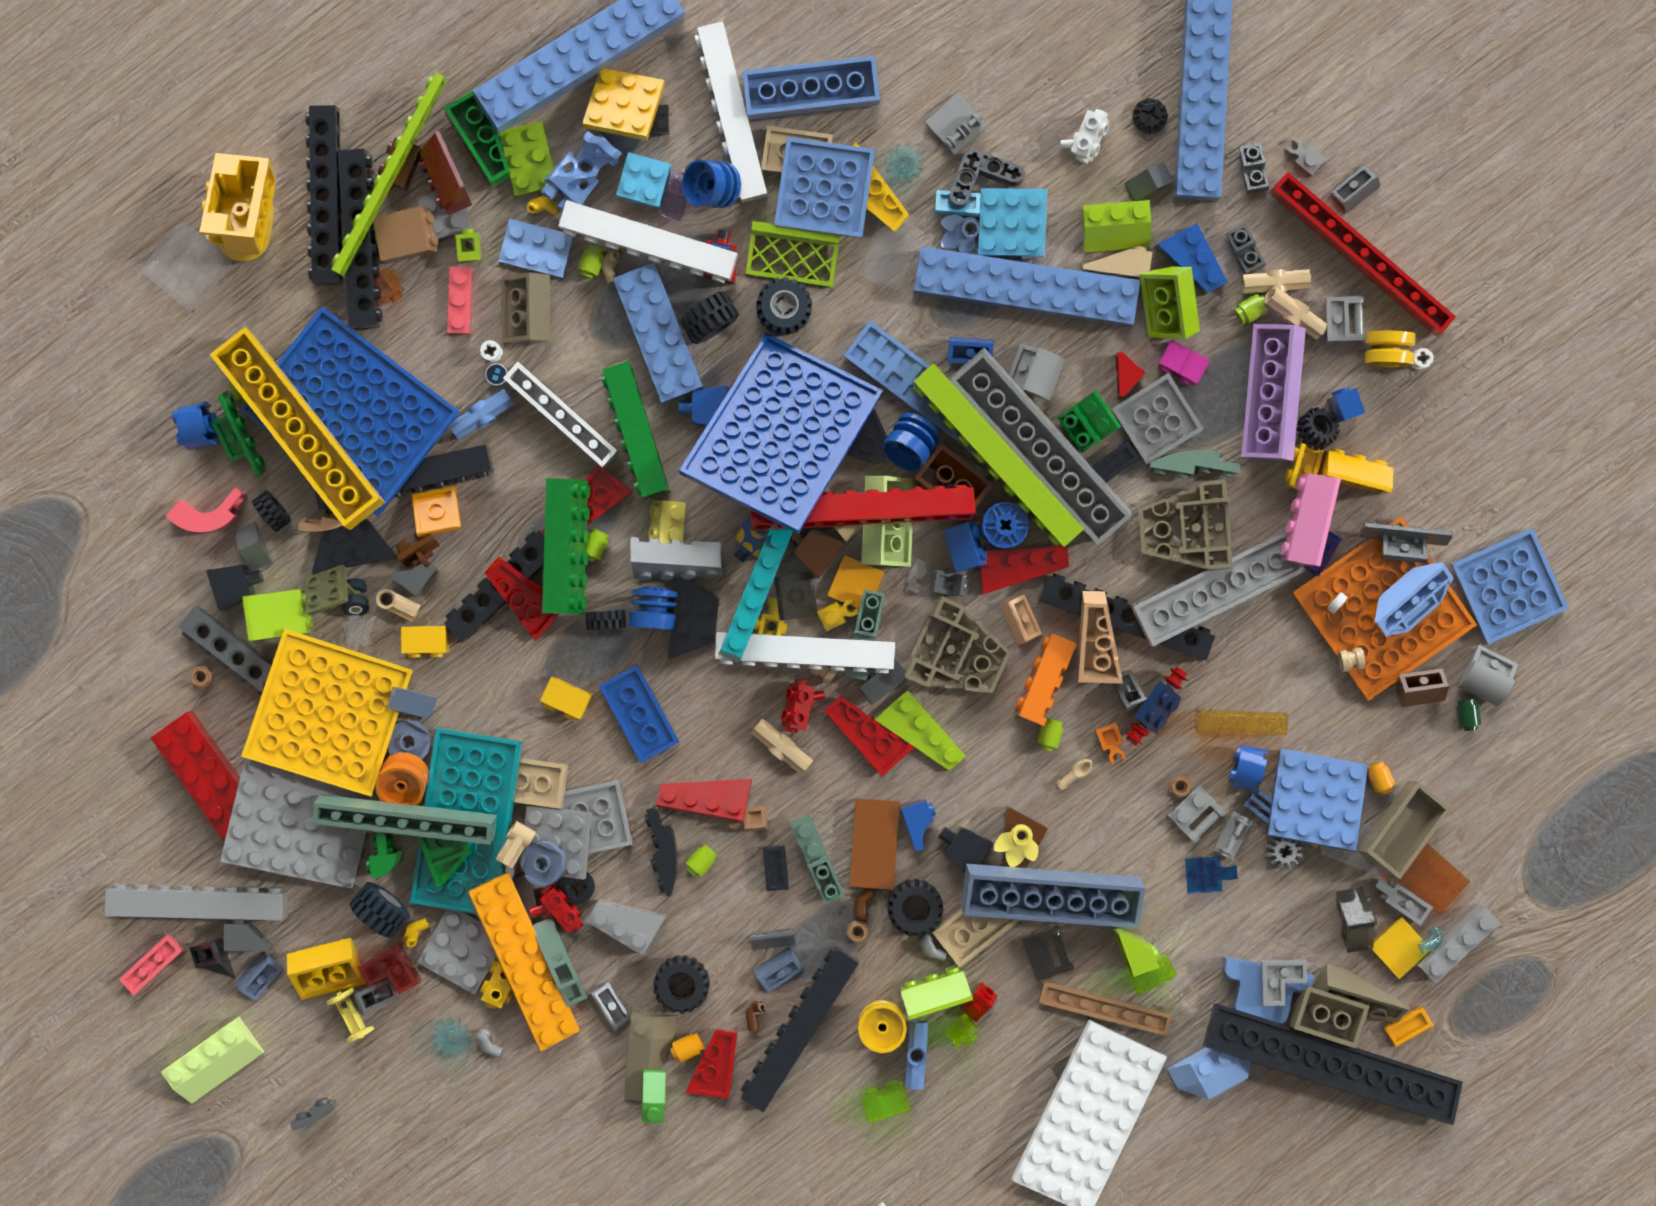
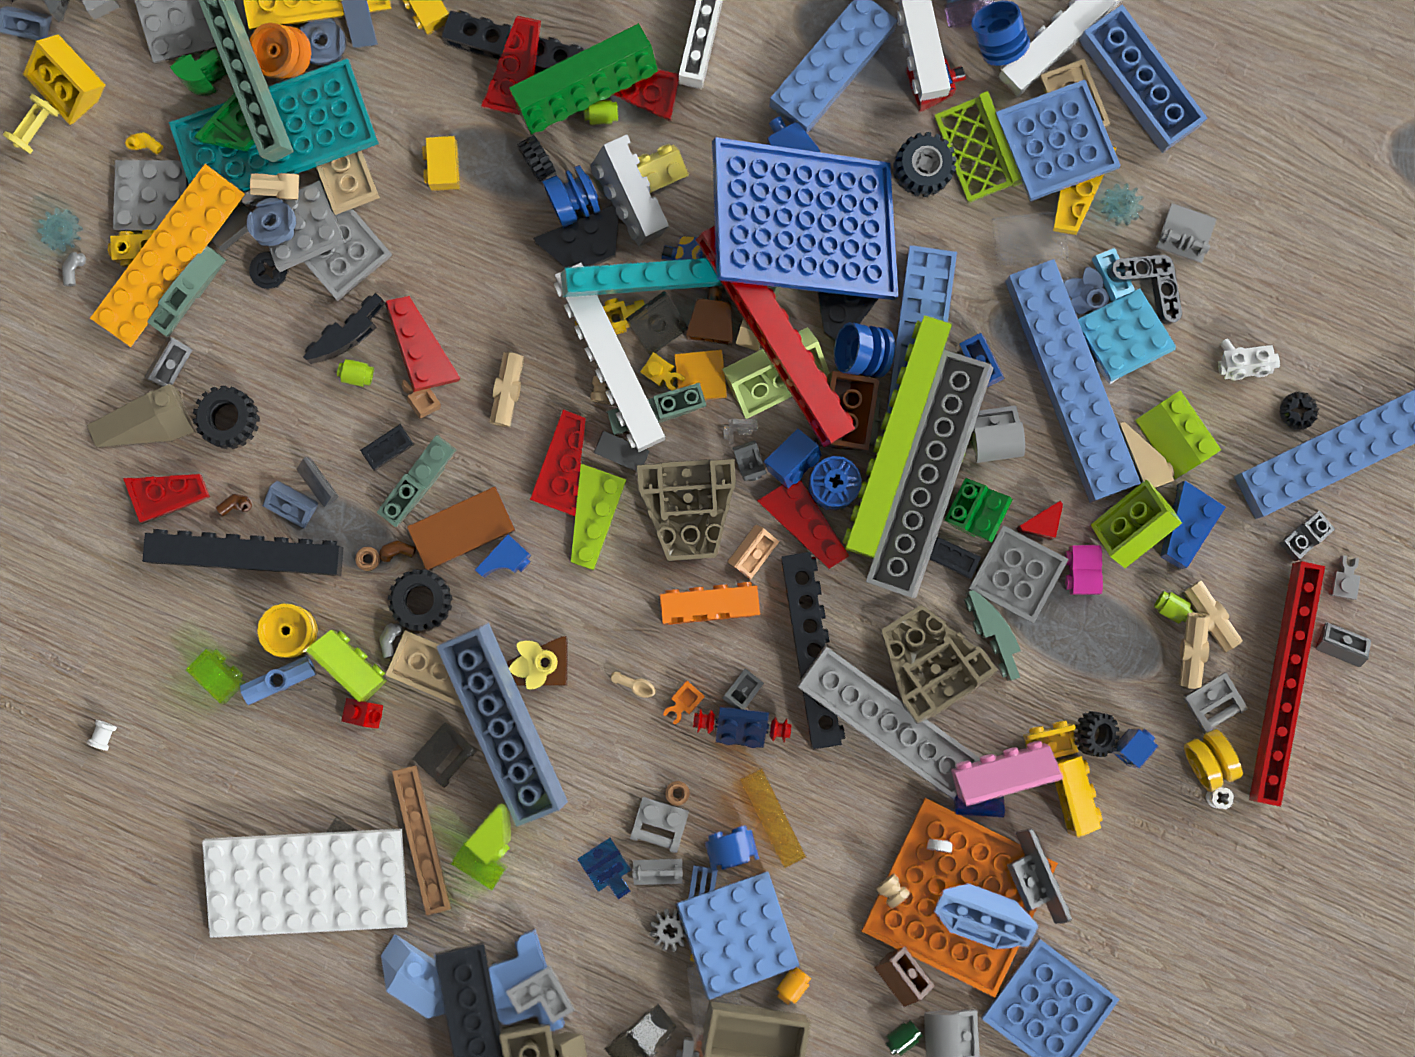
camera: 55 degrees right, 5 degrees down
(375, 996) = (61, 137): dark grey slope -> none
(379, 910) = (145, 94): black wheel -> none
(394, 964) = (100, 138): clear red brick -> none
(554, 905) = (237, 257): red brick -> none
(626, 924) = (256, 335): light grey wedge -> none
(636, 430) = (731, 89): green brick -> none
(639, 713) = (465, 239): blue plate -> none
(653, 1096) = (102, 449): slope -> none
(687, 1047) = (168, 456): light orange brick -> none
(708, 317) = (874, 98): black tyre -> none
(798, 705) = (557, 382): red brick -> none
(962, 1031) = (323, 711): clear neon green brick -> none
(964, 846) = (505, 615): black torso -> none
(1050, 734) = (658, 639): lime brick -> none
(1097, 647) = (770, 634): light nougat wedge -> none
(1149, 182) = (1238, 443): dark grey slope -> none
(1245, 250) = (1226, 570): dark grey slope -> none
(1273, 392) = (1107, 670): lavender brick -> none

